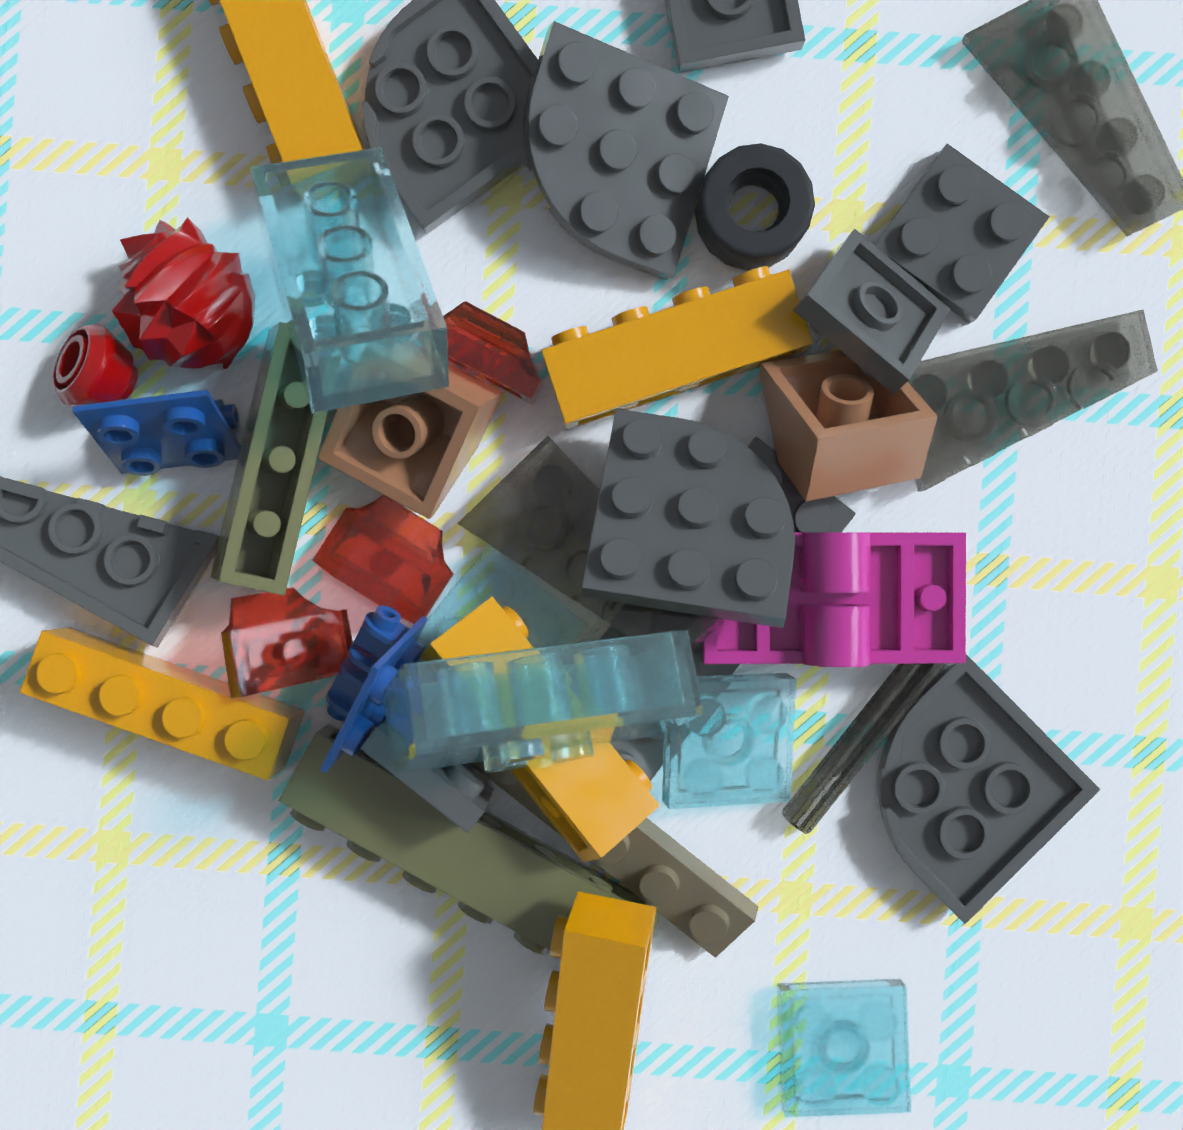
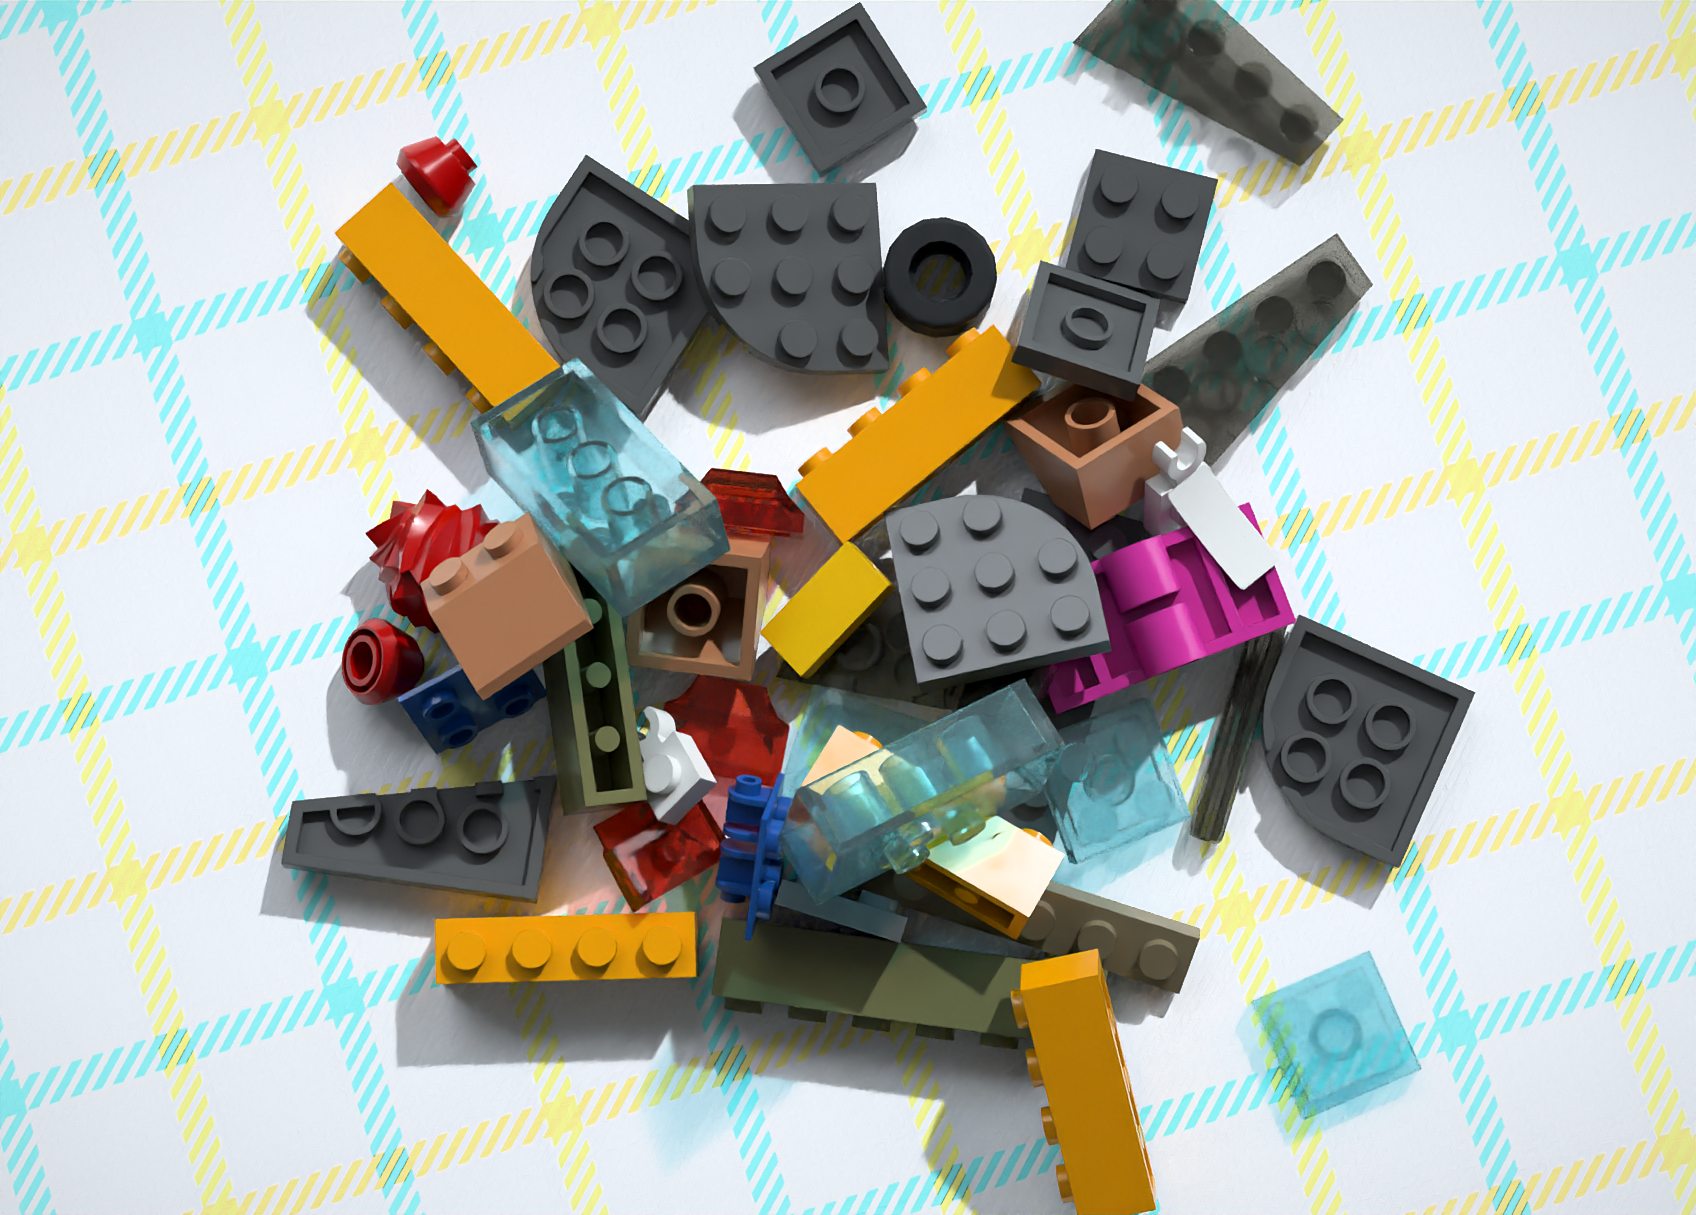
camera: 15 degrees left, 5 degrees down
(202, 354) = (506, 604): none -> nougat slope
(324, 574) = (672, 768): none -> white plate
(527, 480) = (827, 610): none -> yellow tile
(902, 497) = (1175, 467): none -> white plate
(932, 548) = (1222, 527): none -> white sticker

